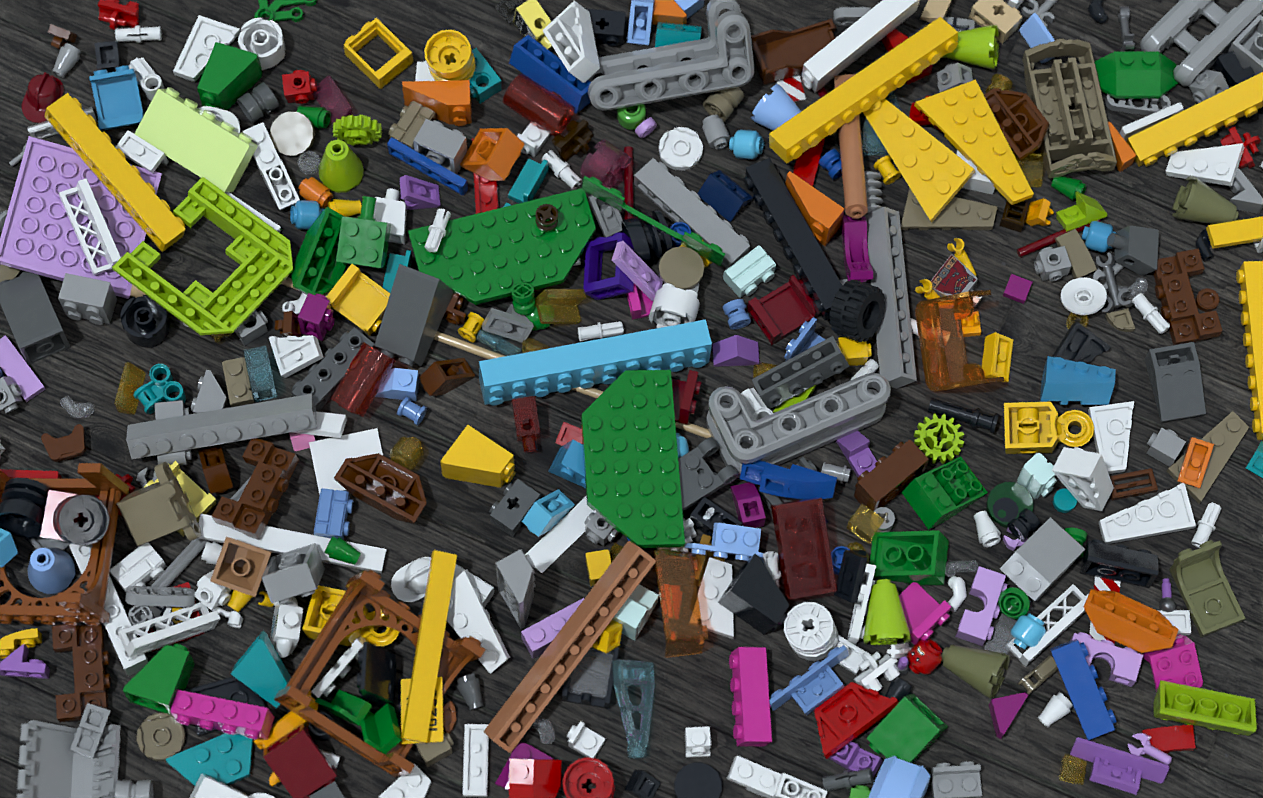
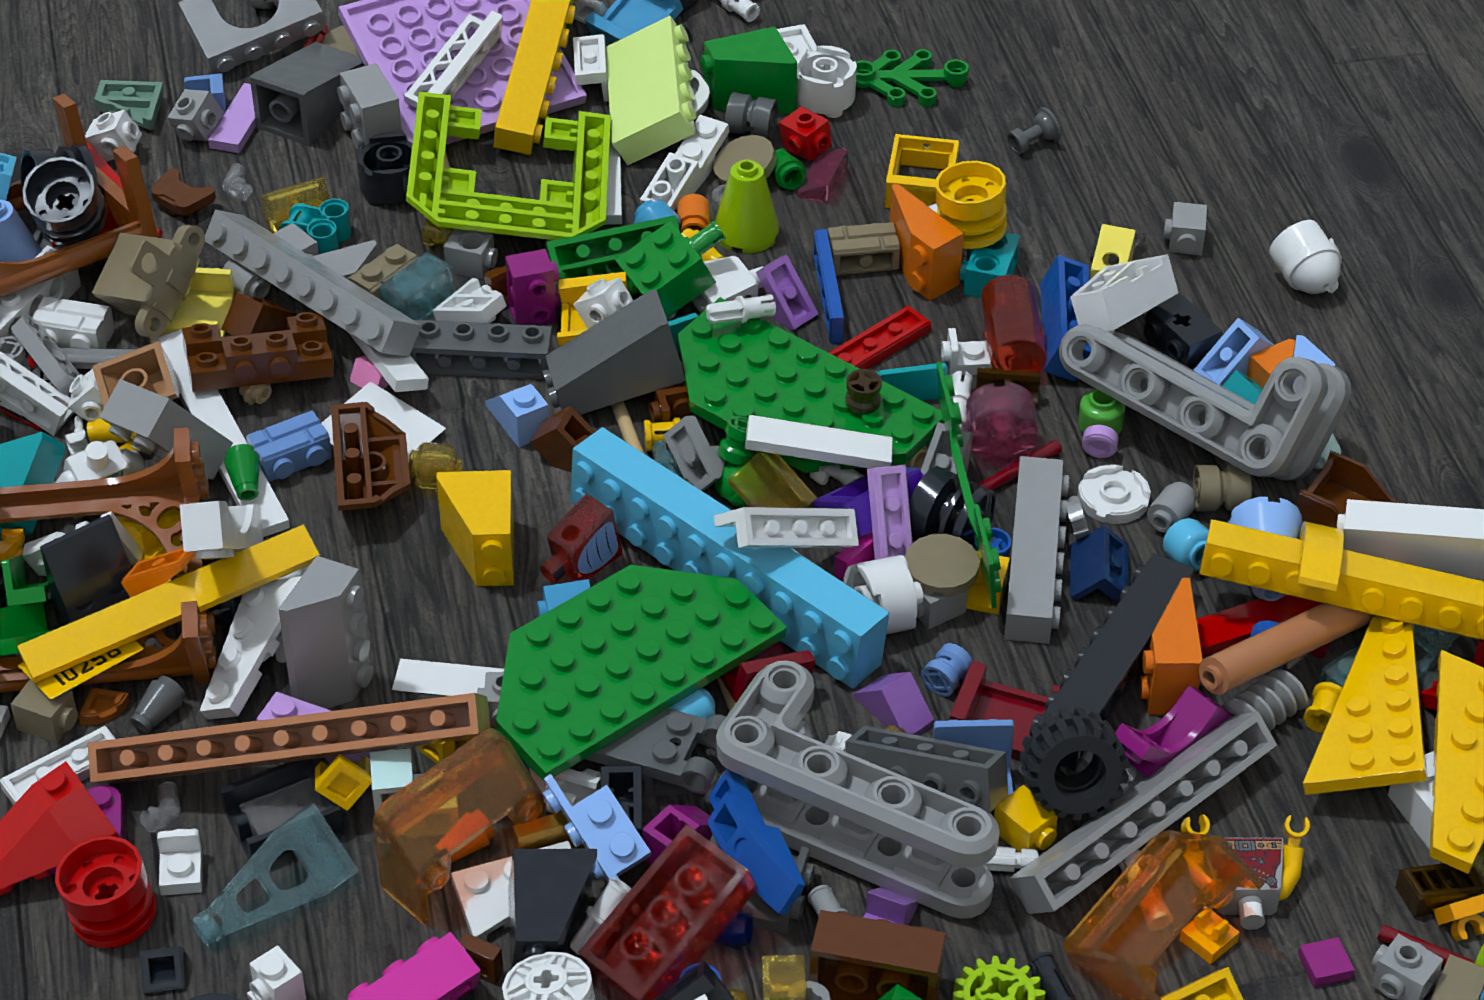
camera: 55 degrees right, 25 degrees down
(146, 77) = (693, 19): white piece -> none
(357, 130) = (803, 197): lime gear -> none
(363, 379) = (488, 365): clear red piece -> none
(368, 291) = (602, 301): none -> white brick
(405, 638) = (155, 571): none -> orange slope
(412, 411) = (497, 449): medium blue bush -> none
(428, 600) = (220, 530): none -> white arch
(441, 145) = (861, 274): light grey brick -> none
(493, 153) = (905, 323): orange slope -> none
(511, 520) = (455, 605): dark grey brick -> none
(547, 512) = (473, 636): medium azure slope -> none
(565, 266) = (818, 442): none -> white tile
(619, 324) = (791, 527): none -> white fence
(687, 178) = (1077, 517): none -> light grey bar
(750, 272) = (1020, 648): light aqua brick -> none
(752, 640) = (486, 956): none -> reddish brown tile
(828, 102) = (1320, 556): none -> yellow slope
(957, 214) = (1347, 817): dark tan wing -> none

